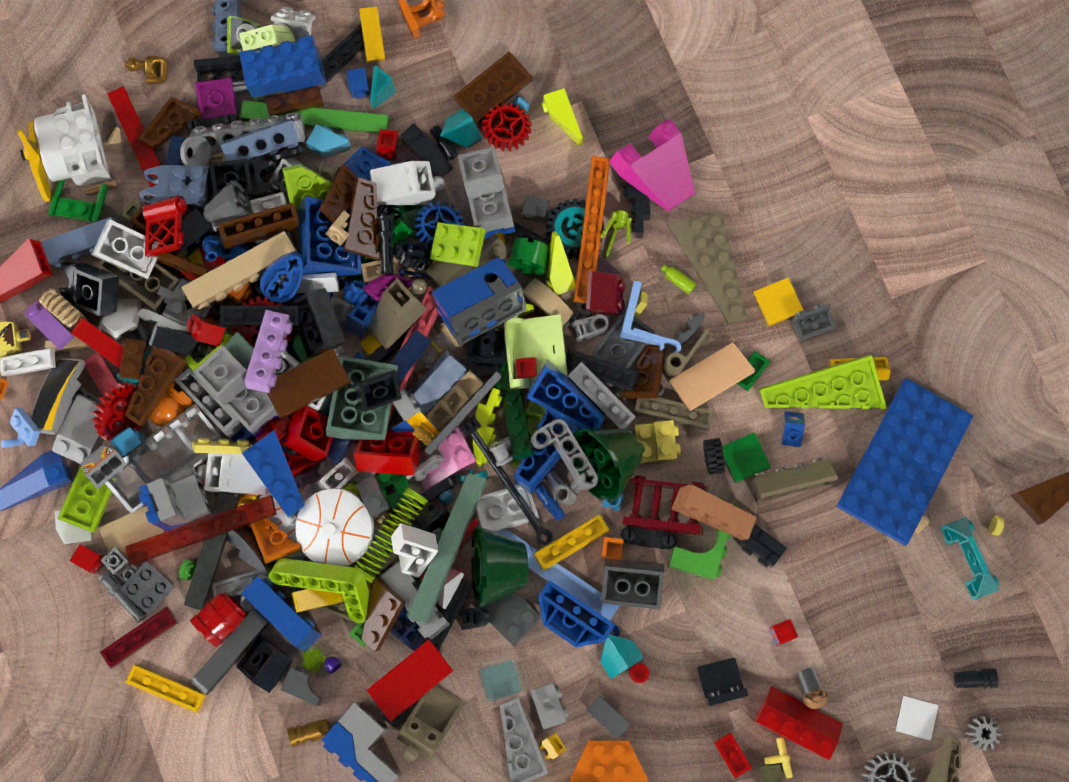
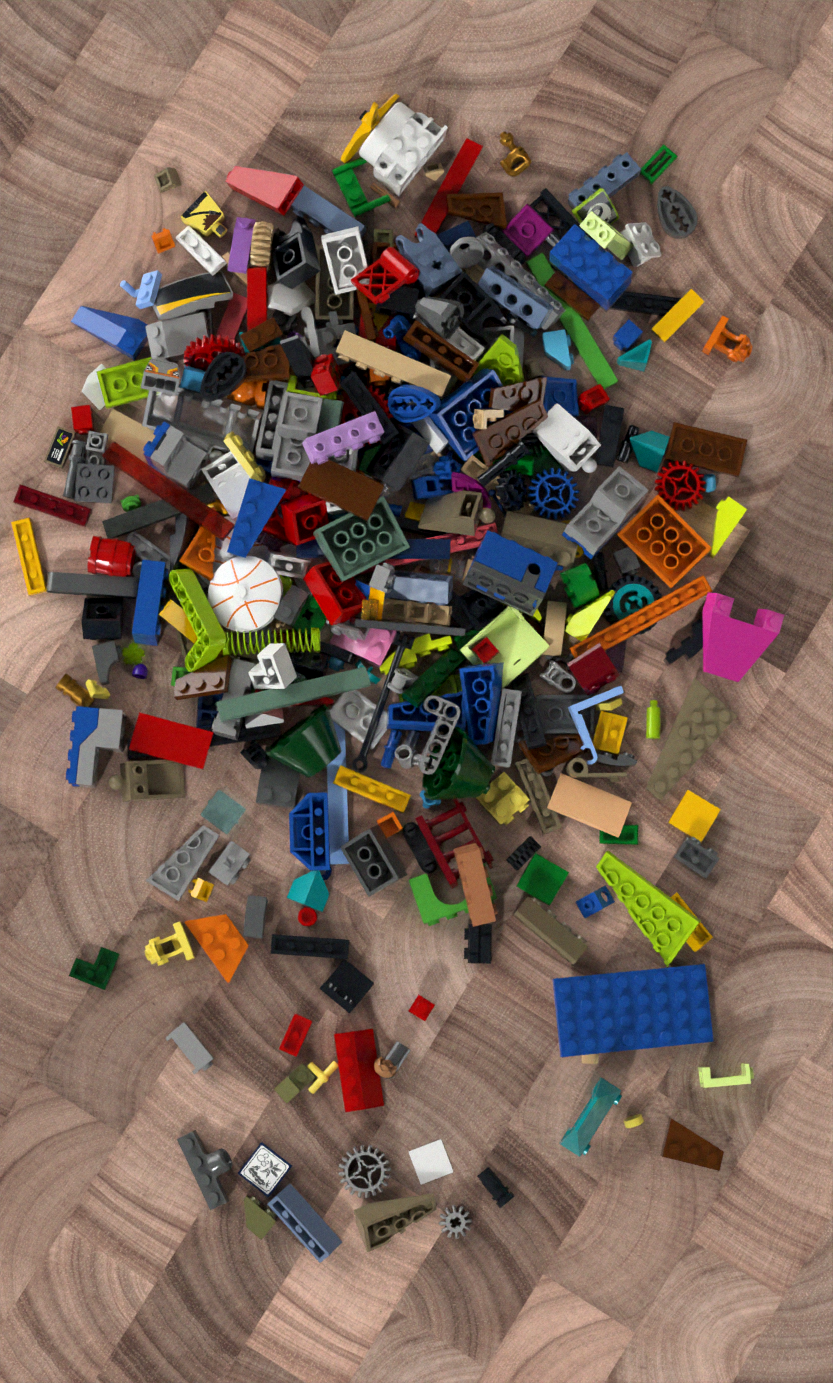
camera: 50 degrees right, 5 degrees up
(96, 595) = (60, 447): none -> tile
(131, 414) = (217, 367): none -> black piece
(320, 714) = (96, 691): none -> light yellow tile
(378, 390) = (376, 547): black slope -> none
(457, 244) = (544, 521): lime plate -> none
(542, 167) = (664, 541): none -> orange slope
(619, 220) = (666, 637): lime plant -> none
(663, 319) = (609, 732): none -> yellow plate
(666, 689) = (310, 946): none -> black plate
(1004, 441) = (706, 1080): none -> yellowish green panel

